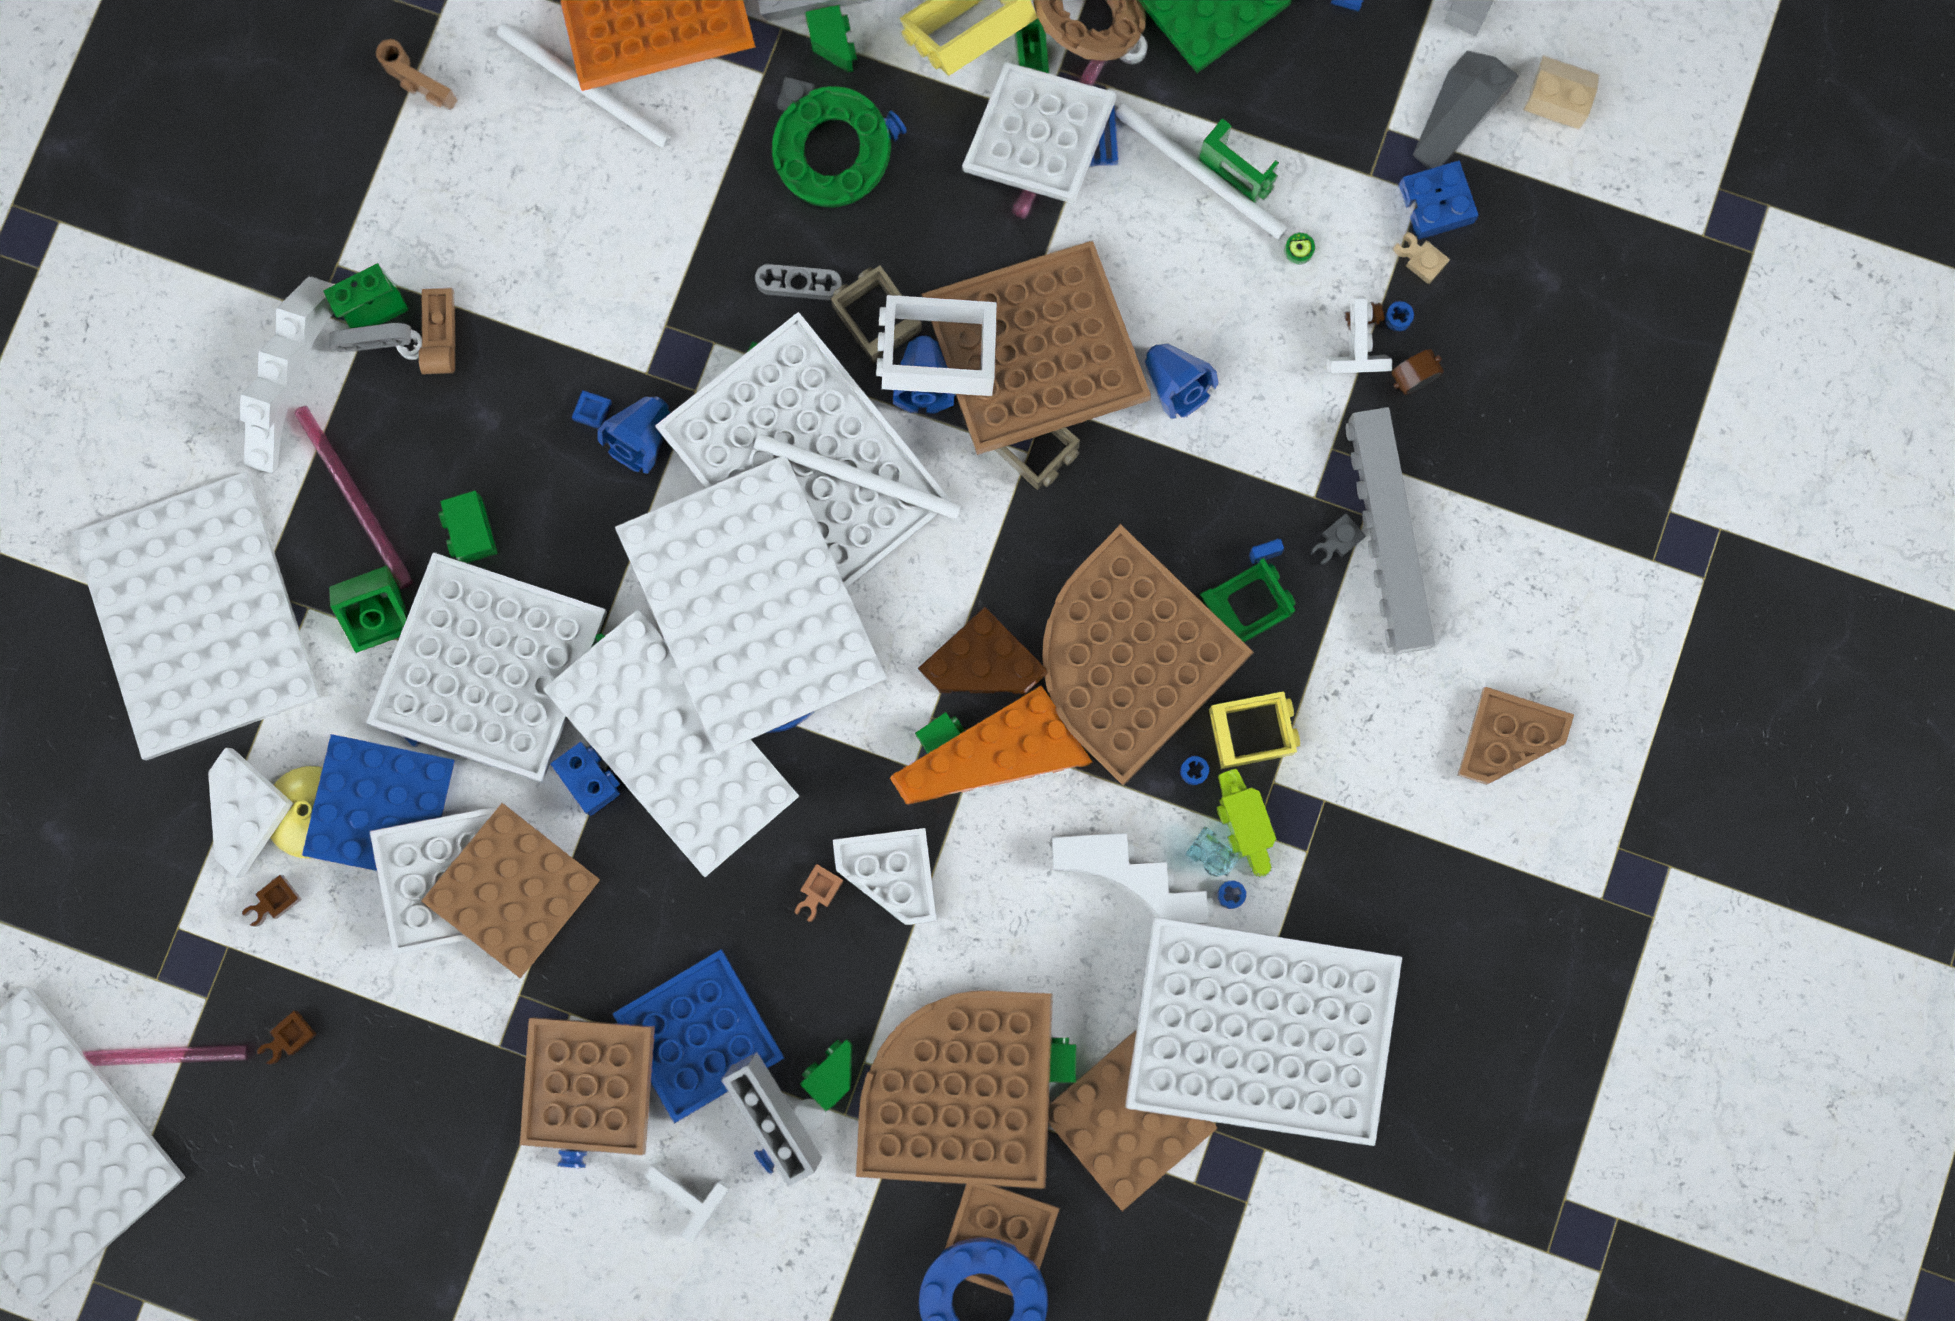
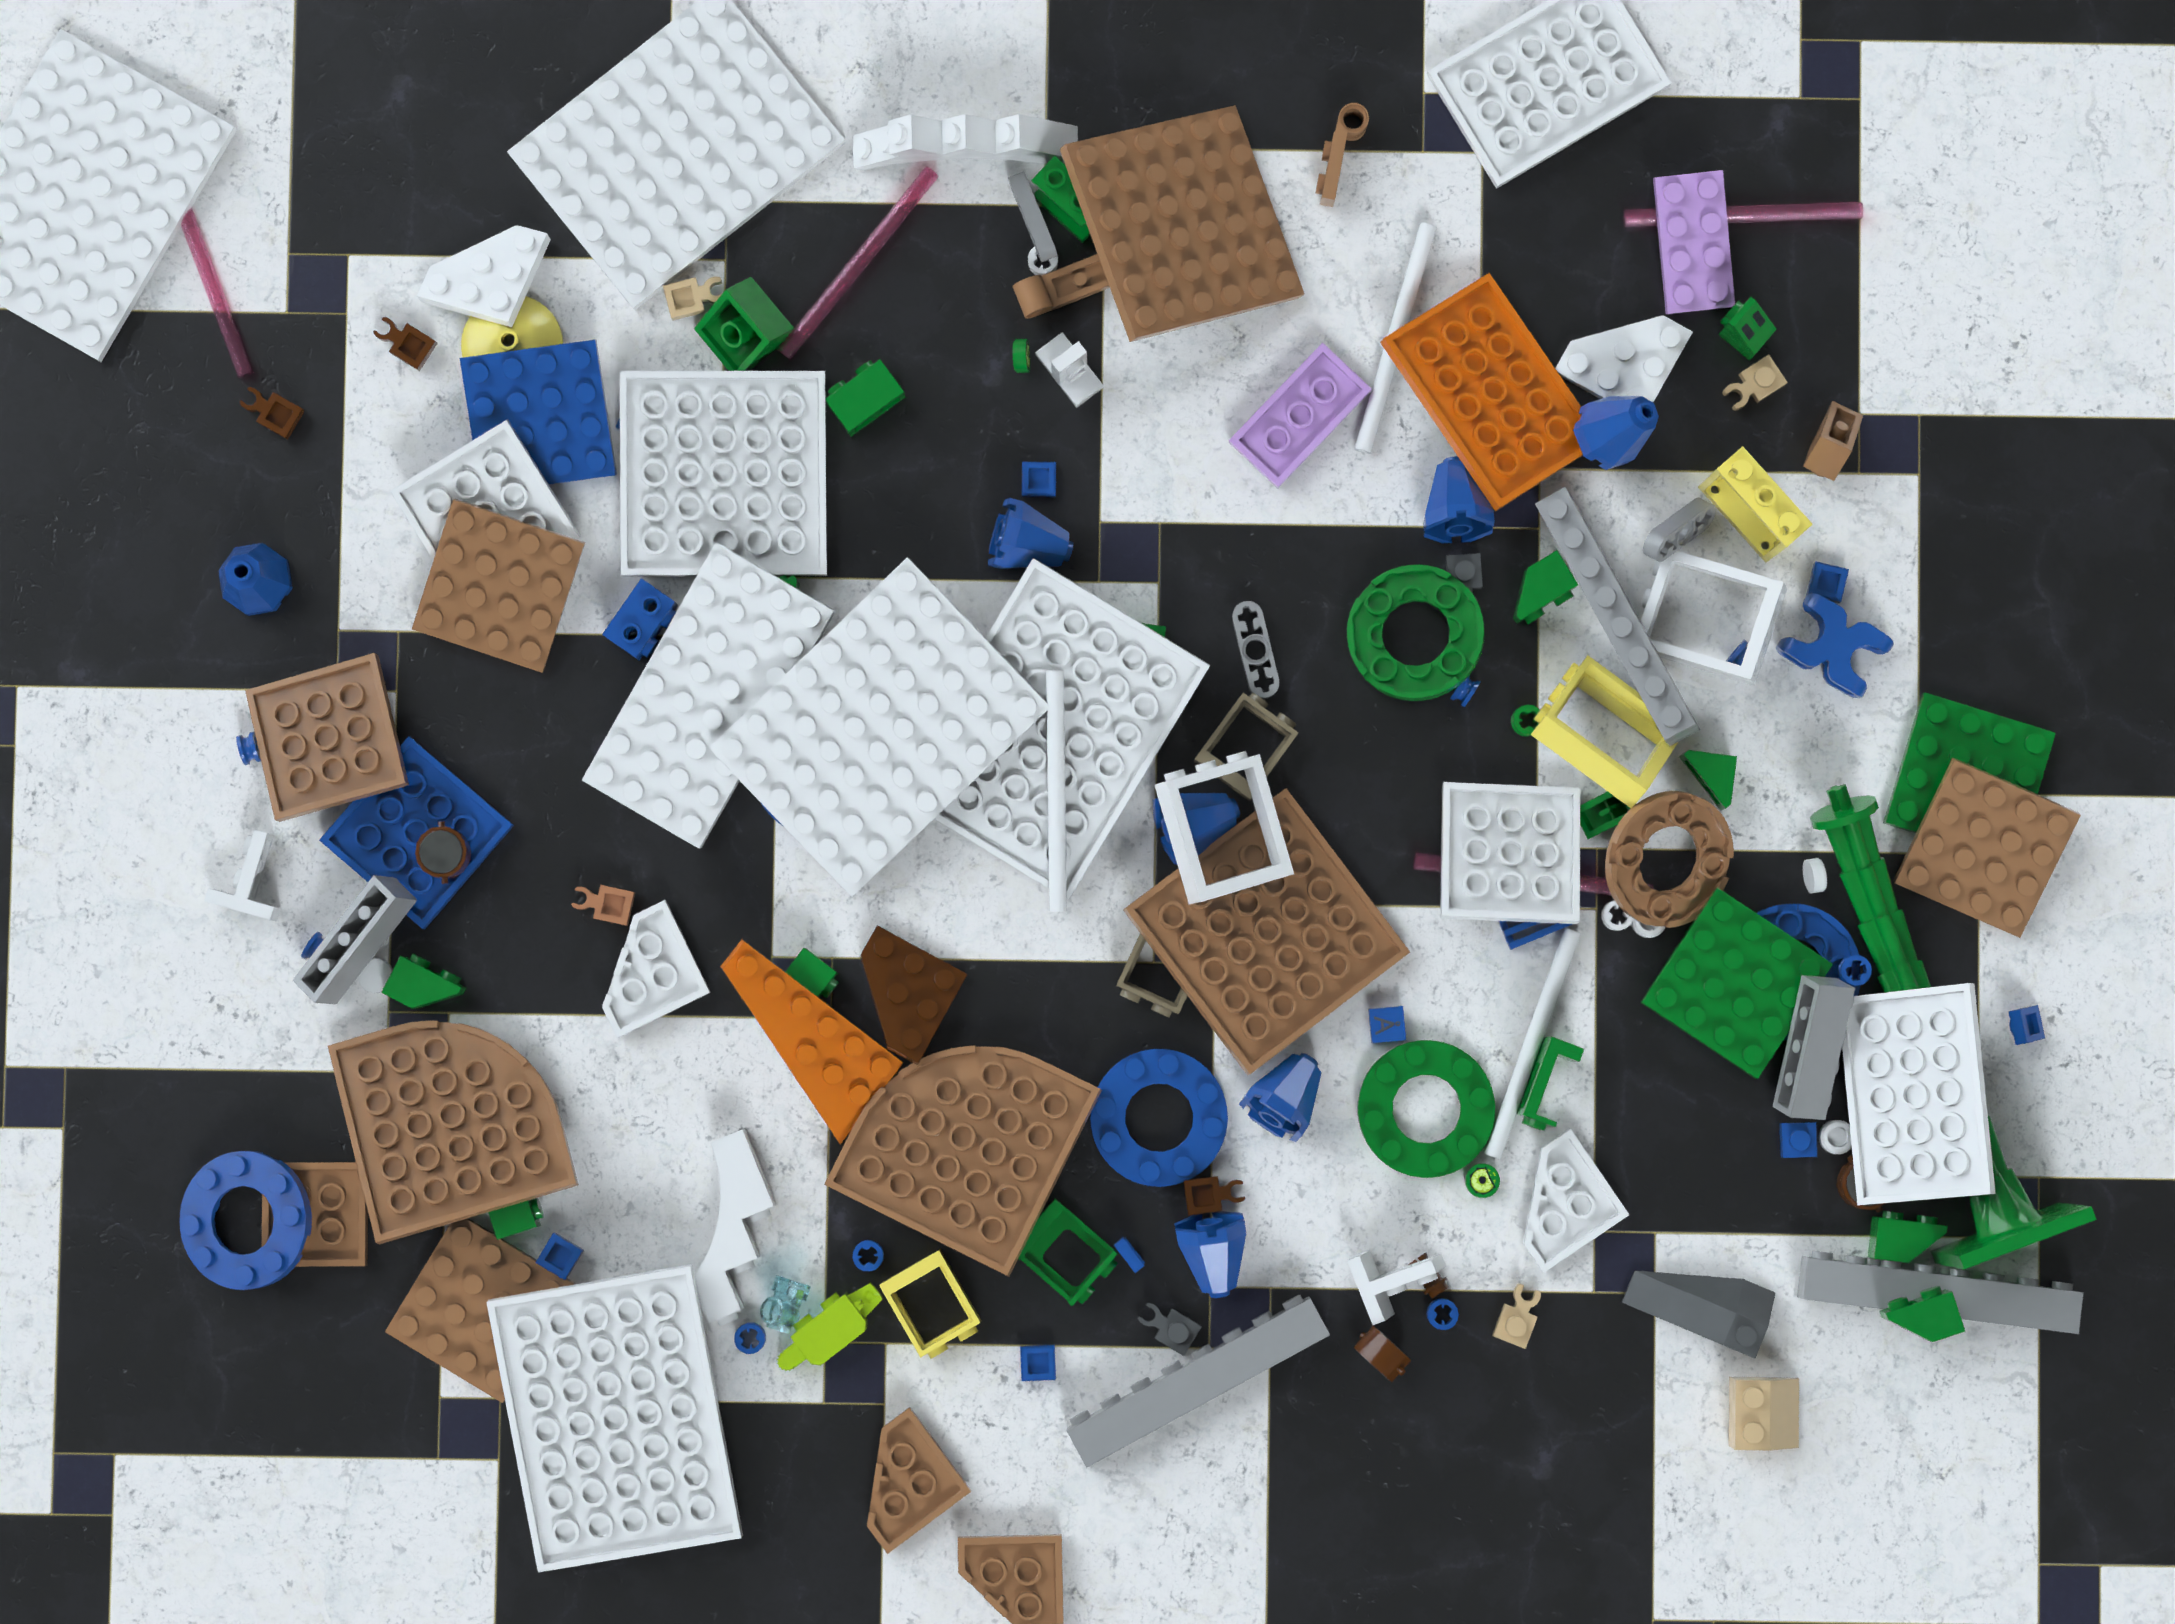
camera: 70 degrees right, 5 degrees up
(327, 648) = (687, 298): none -> tan plate
(420, 213) = (1181, 222): none -> medium nougat plate
(426, 1104) = (255, 579): none -> blue cone
(482, 387) = (1021, 356): none -> green tile
(508, 351) = (1069, 368): none -> white bracket
(618, 181) = (1300, 415): none -> lavender plate
(723, 1015) = (443, 852): none -> pearl dark grey piece
(739, 78) = (1456, 506): none -> blue cone
(935, 97) = (1526, 709): none -> green bush
(1107, 1034) = (559, 1256): none -> blue plate
(1117, 78) = (1606, 916): none -> white bush
(1145, 280) = (1387, 1024): none -> blue tile
(1160, 447) = (1208, 1123): none -> blue plate
(1218, 314) = (1377, 1117): none -> green plate
(1237, 471) = (1205, 1194): none -> reddish brown plate
(1285, 479) = (1213, 1249): none -> blue cone
(1332, 659) = (1038, 1362): none -> blue tile
(1341, 184) = (1568, 1202): none -> white plate
(1398, 798) = (910, 1482): none -> medium nougat plate
(1431, 215) = (1600, 1329): blue piece -> none

